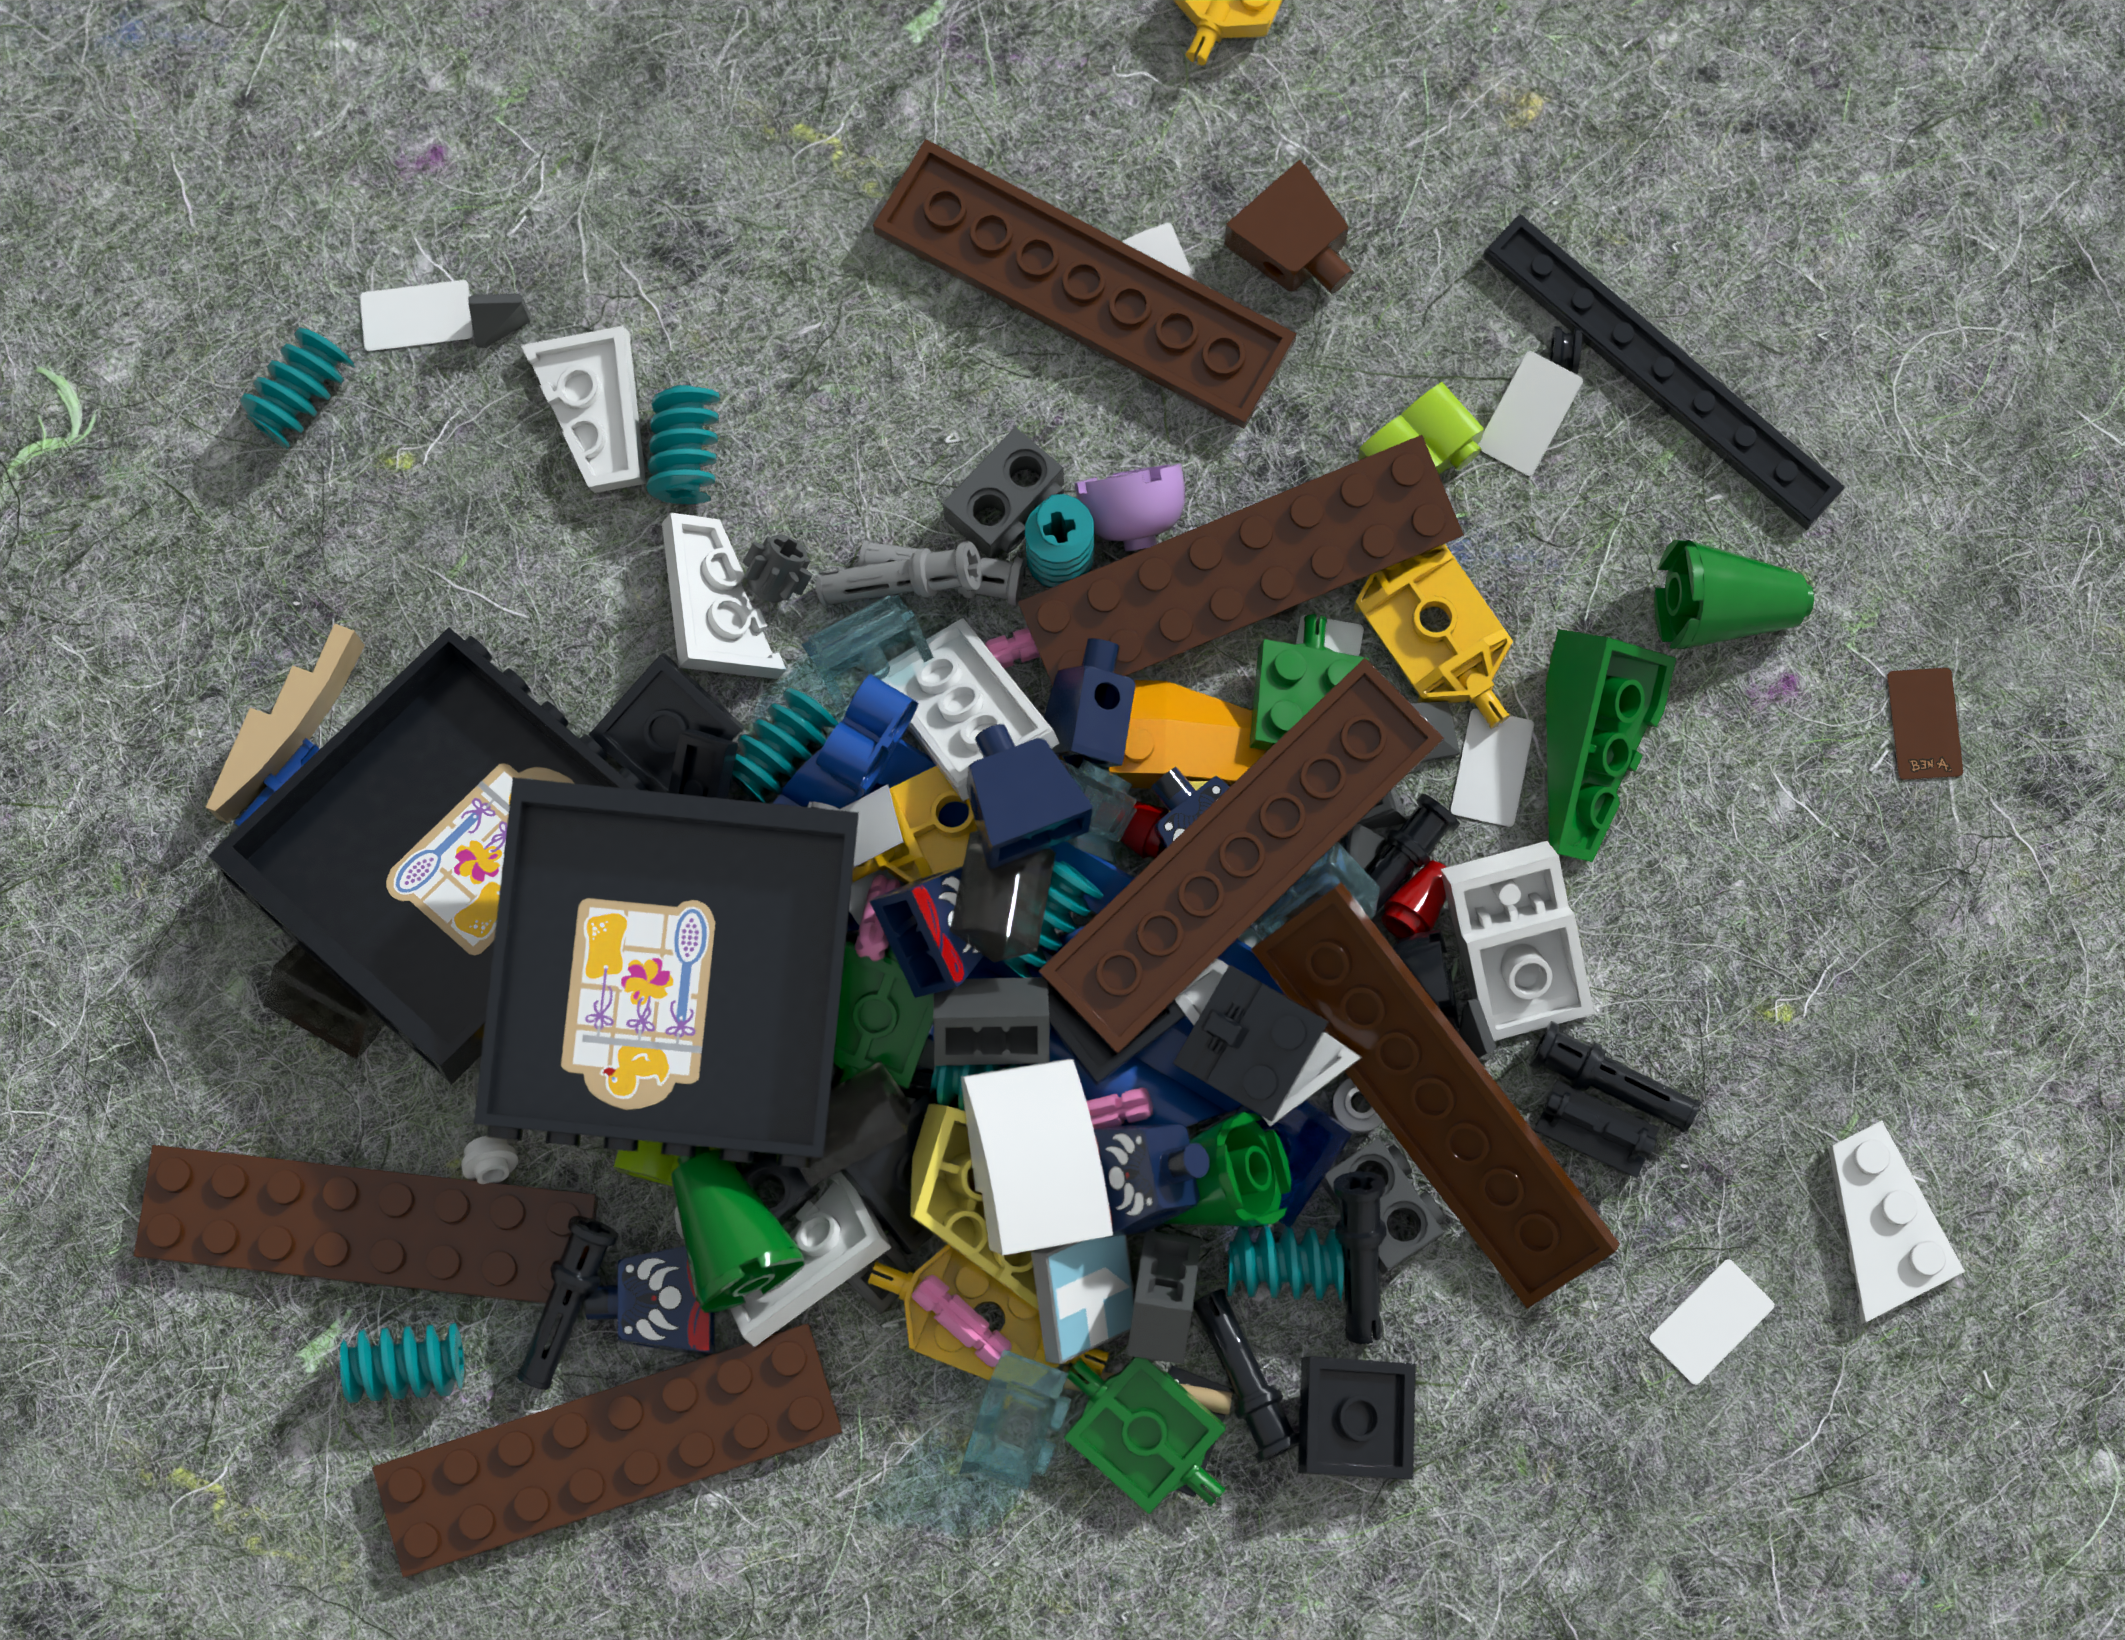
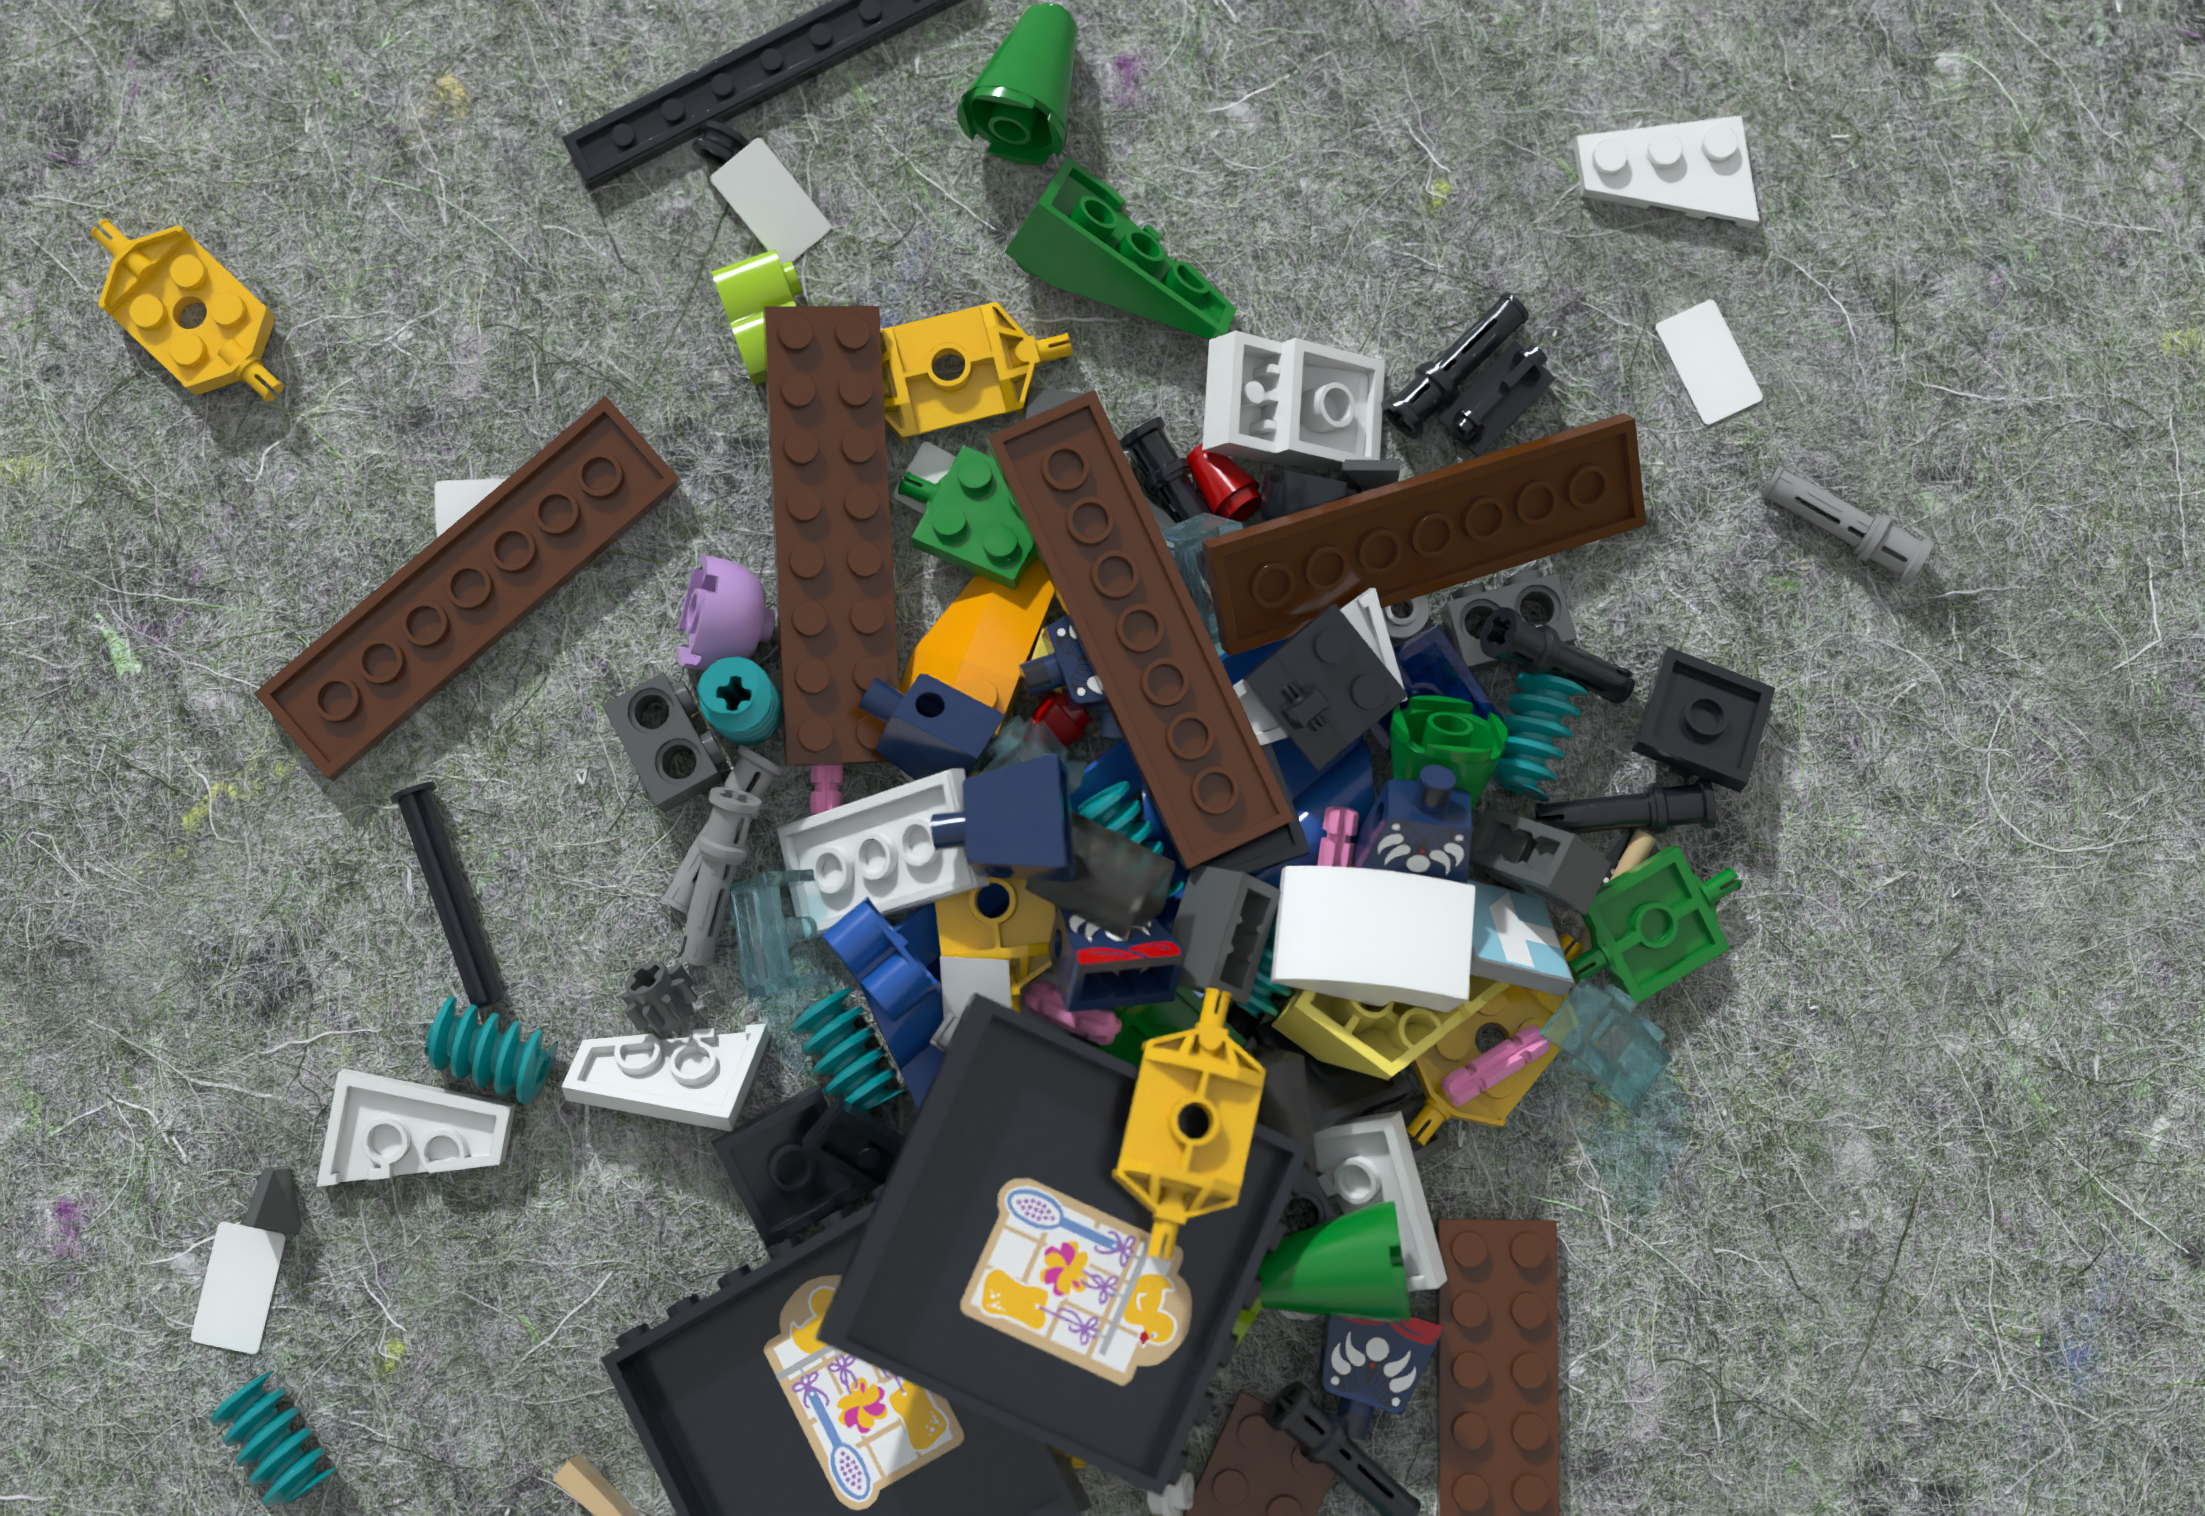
camera: 75 degrees left, 5 degrees up
(759, 1051) = (1160, 1164): none -> yellow plate
(808, 363) = (449, 894): none -> black axle
(1292, 233) = (498, 362): reddish brown torso -> none
(1492, 769) = (1115, 369): white sticker -> none
(1596, 1526) = (1872, 536): none -> light grey pin

